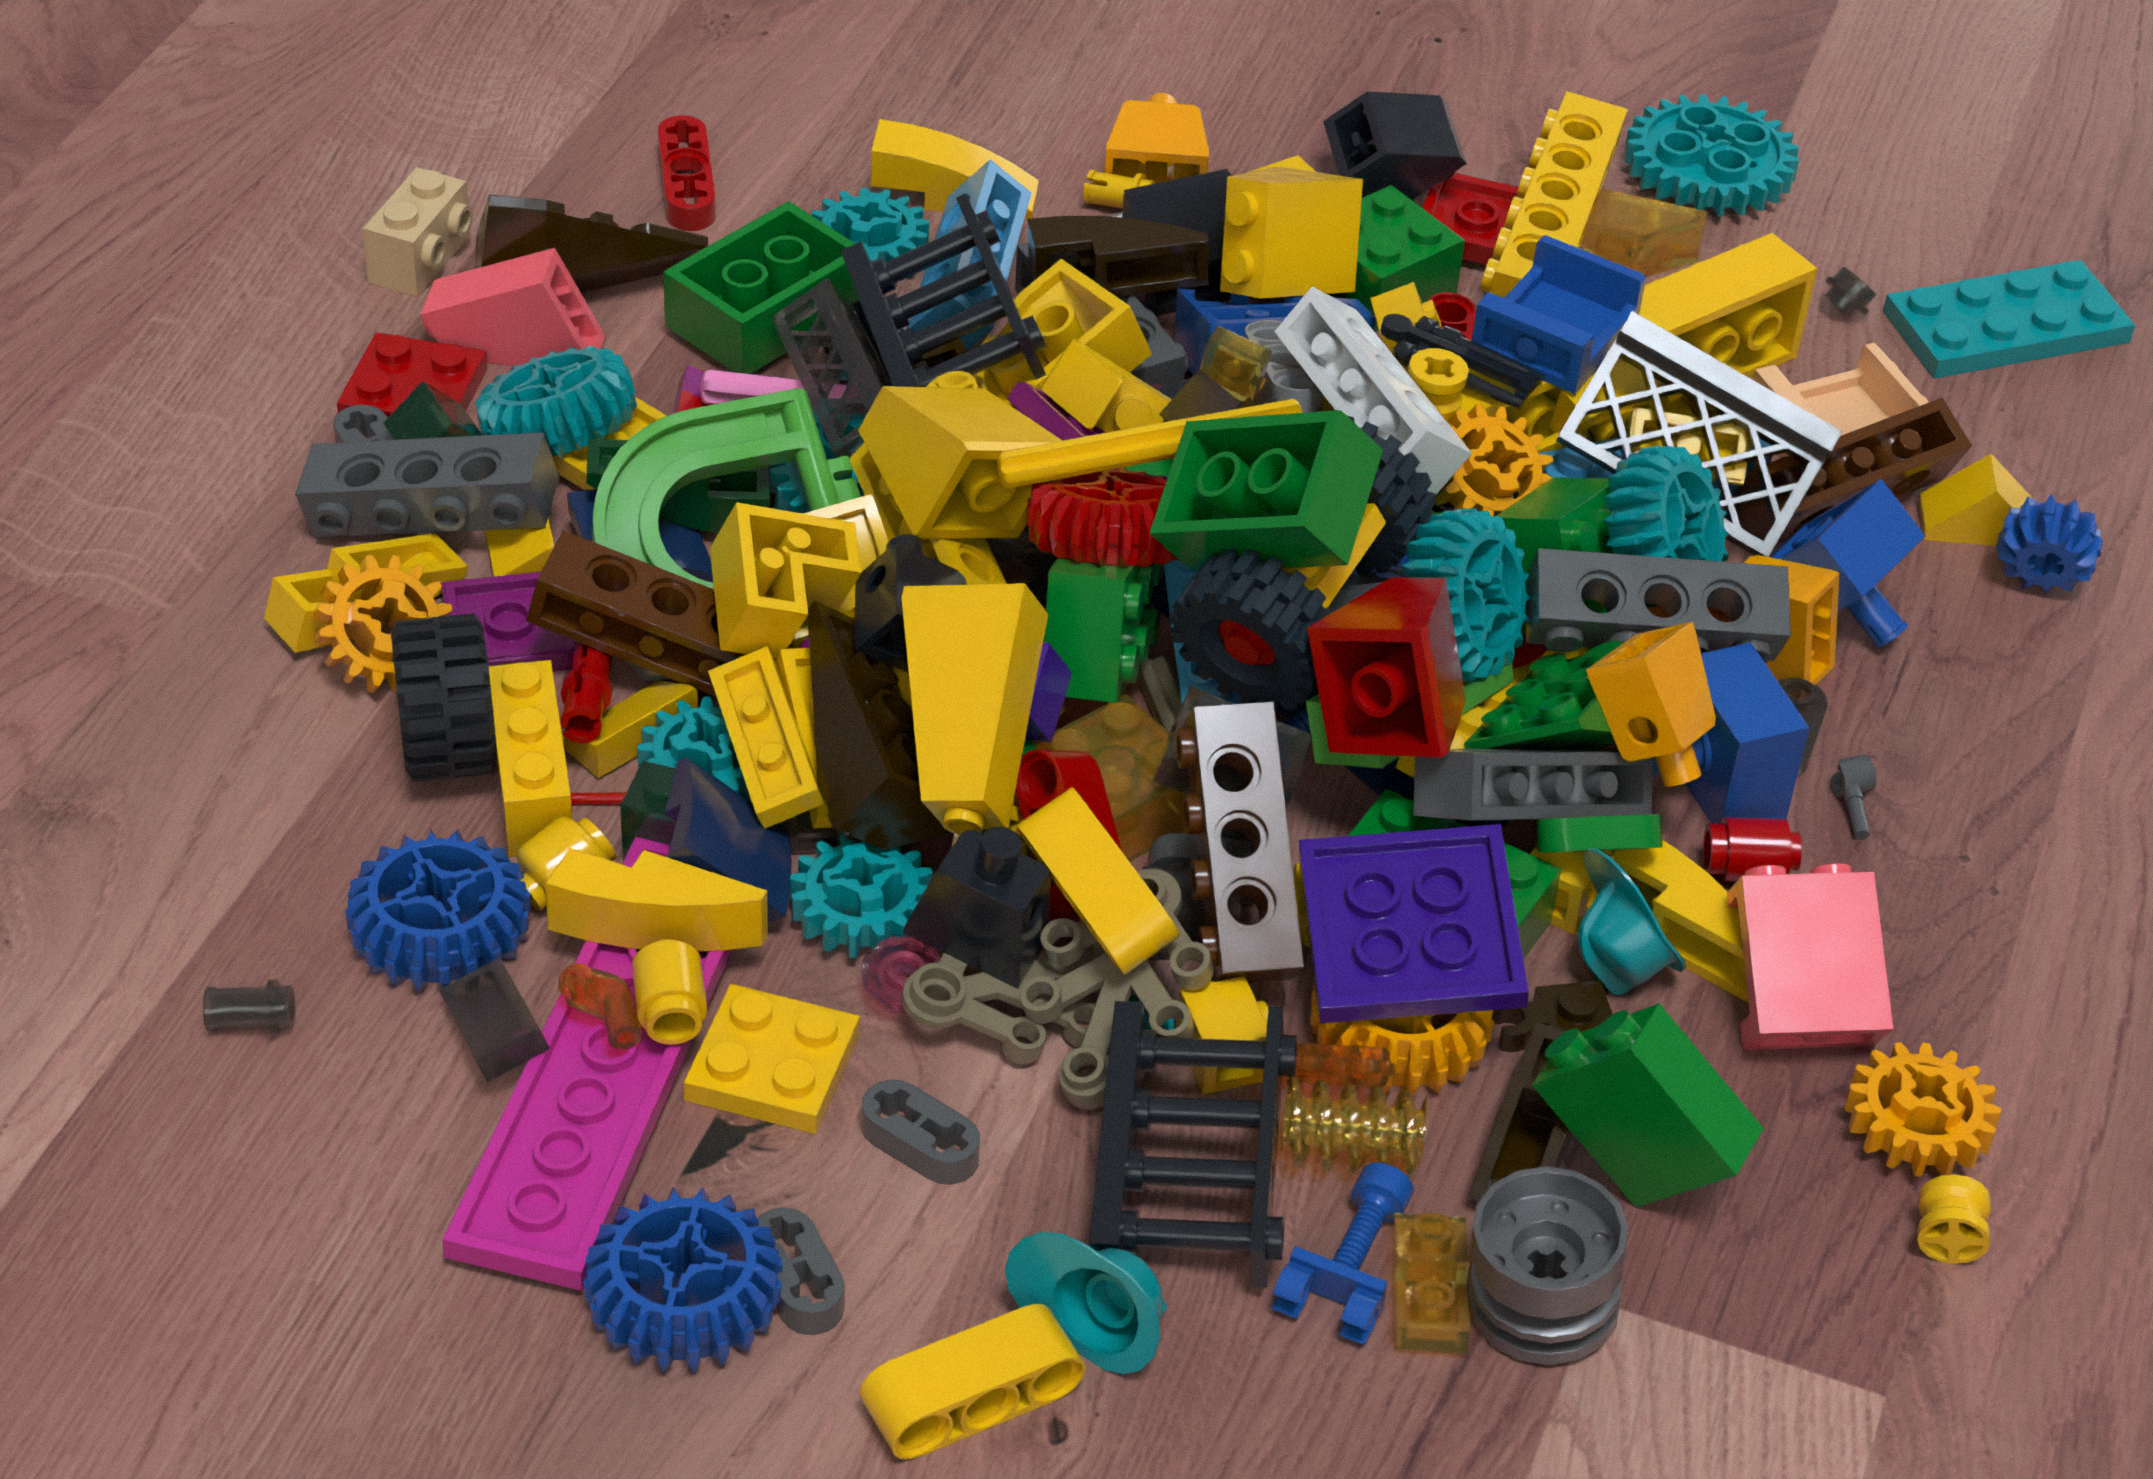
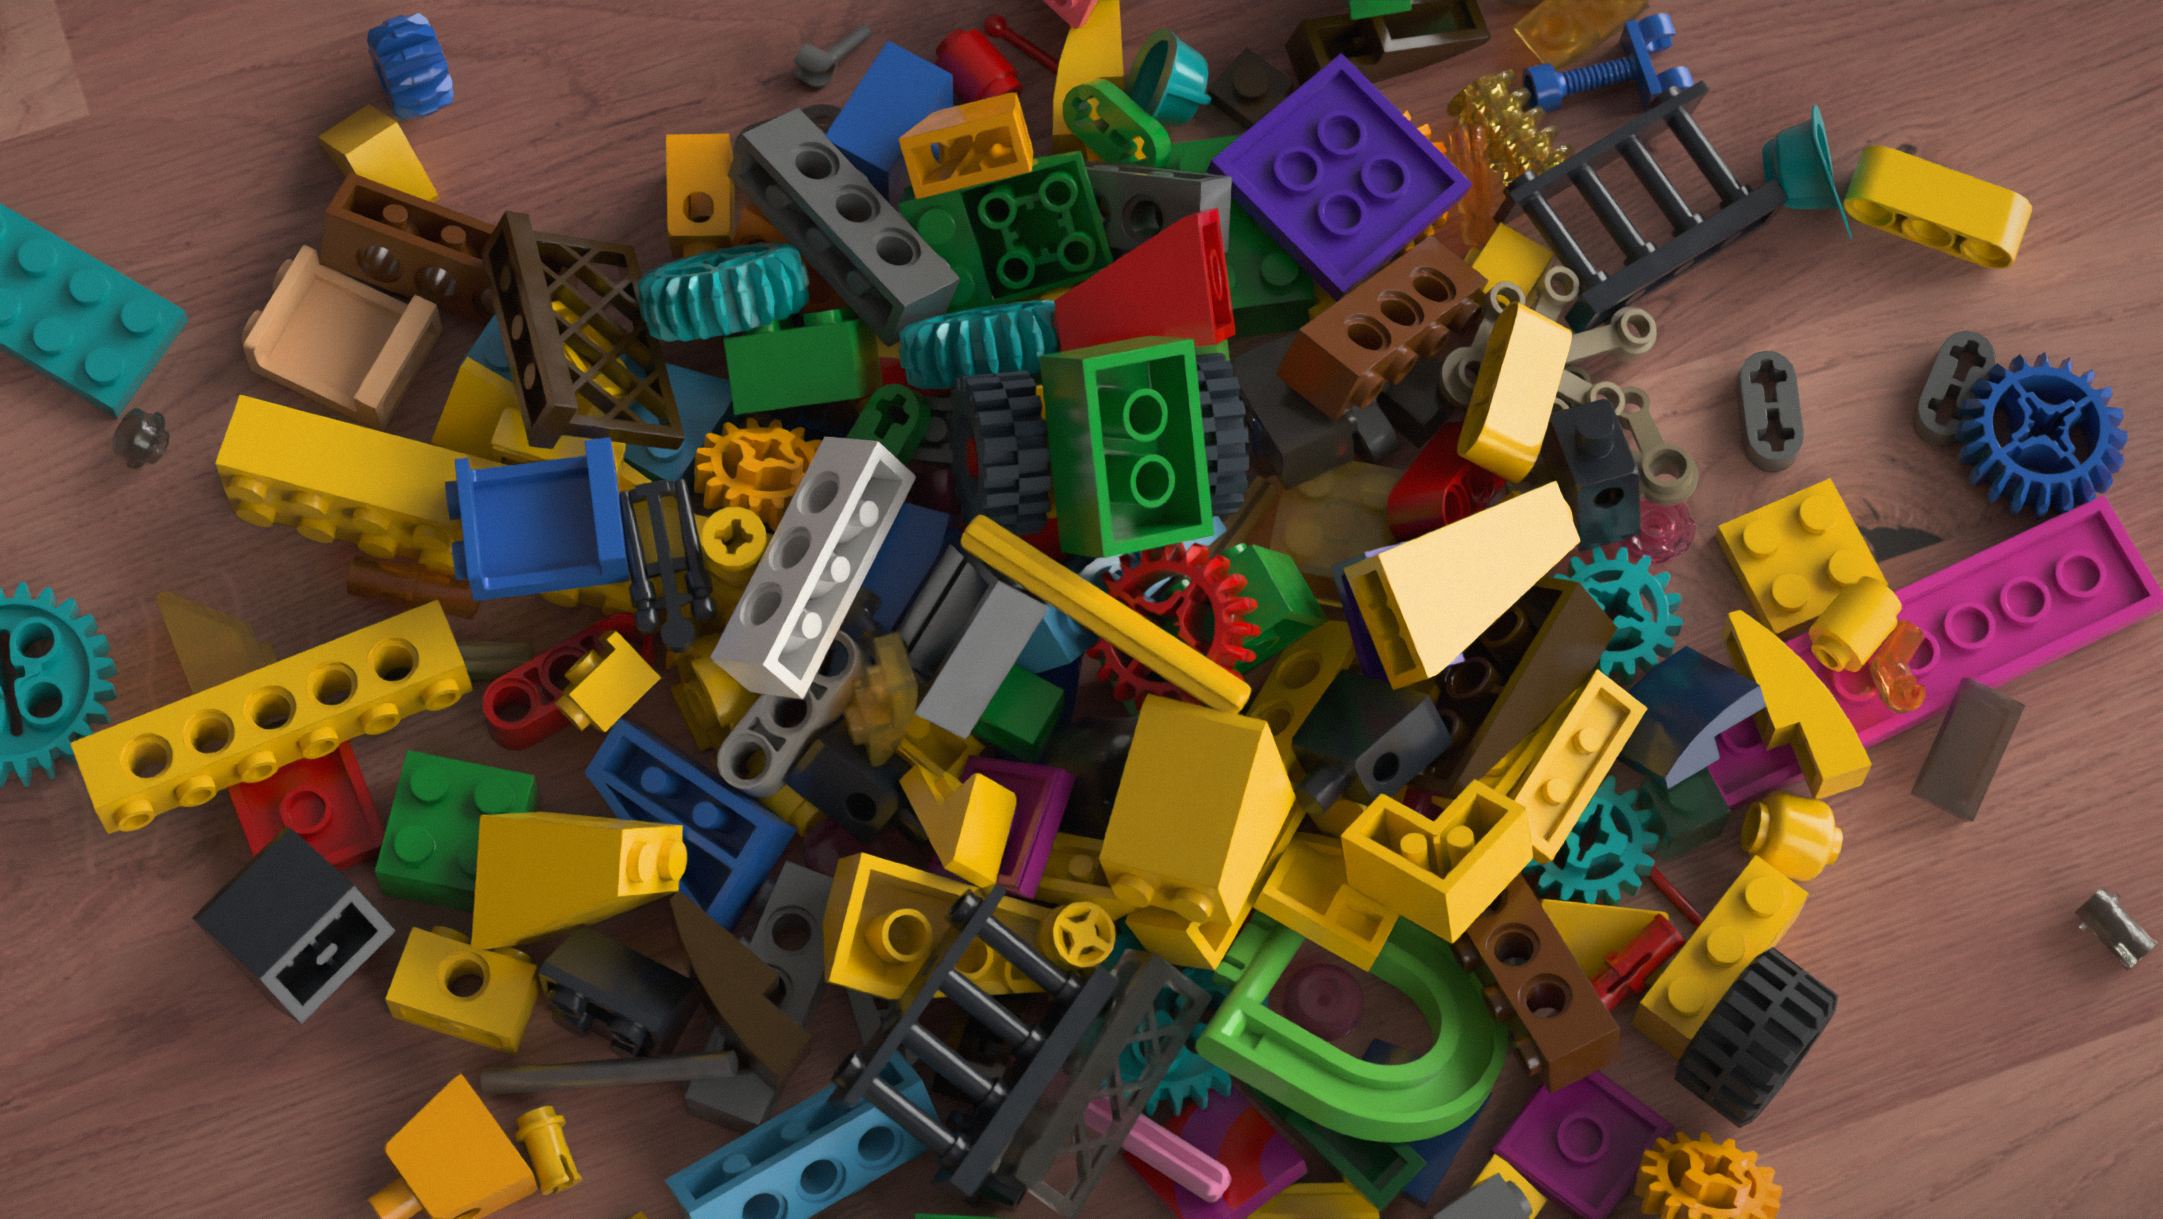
camera: 130 degrees left, 25 degrees up
(437, 909) = (1939, 888): blue gear -> none
(1863, 543) = (606, 179): blue brick -> none

